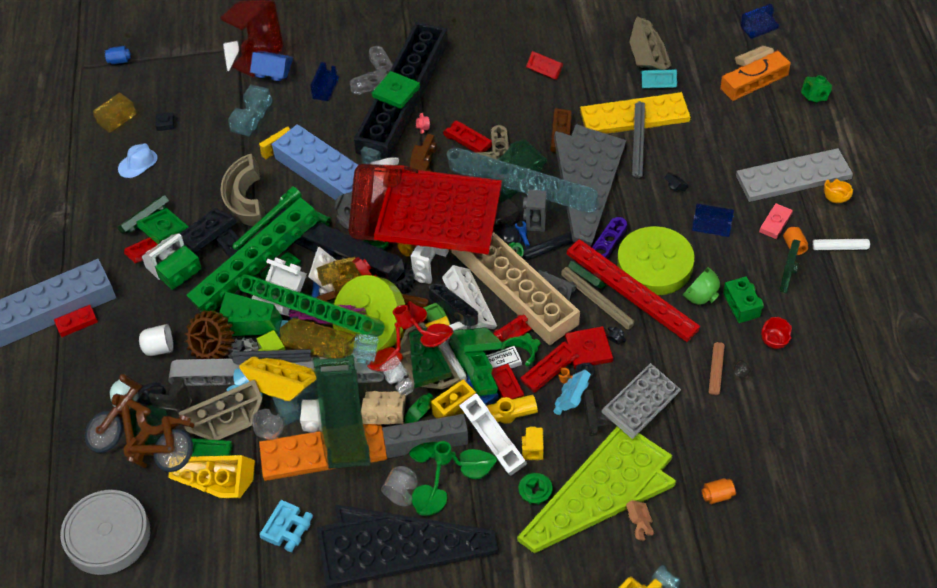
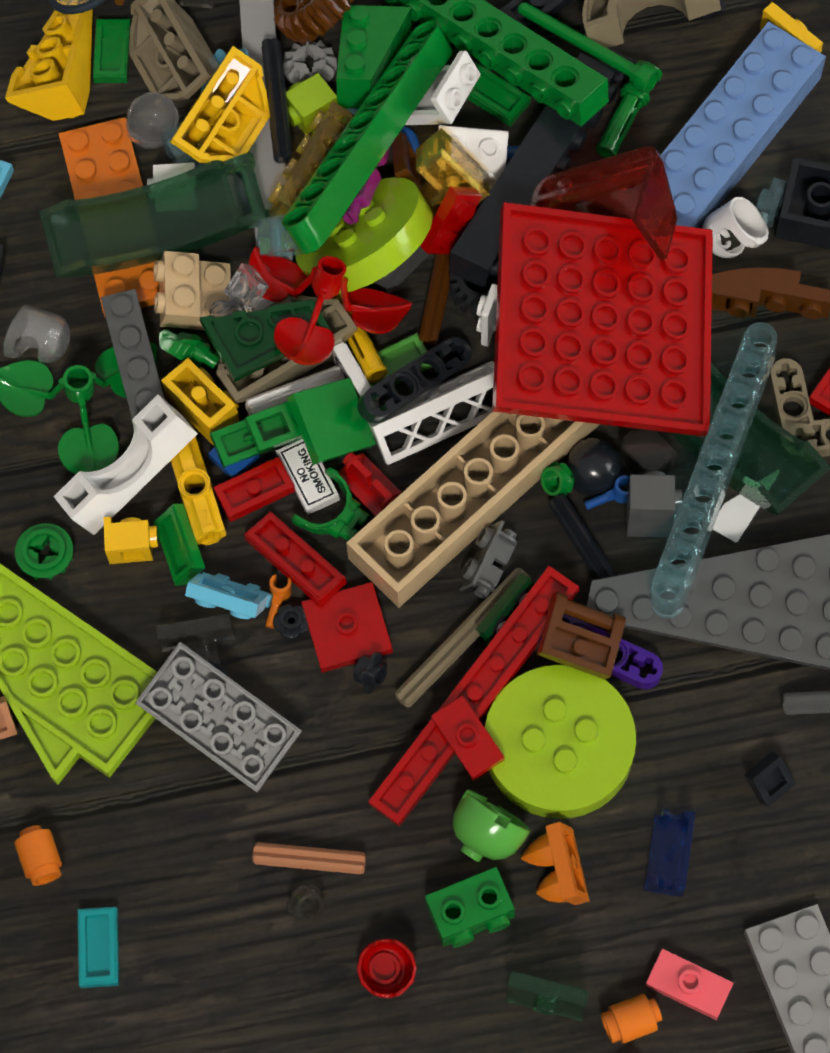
camera: 85 degrees right, 15 degrees up
(541, 418) = (179, 544): none -> green tile
(611, 241) = (579, 646): none -> reddish brown plate
(657, 289) = (467, 737): none -> red plate
(728, 261) = (559, 850): none -> orange tile
(767, 467) = (98, 947): none -> teal tile

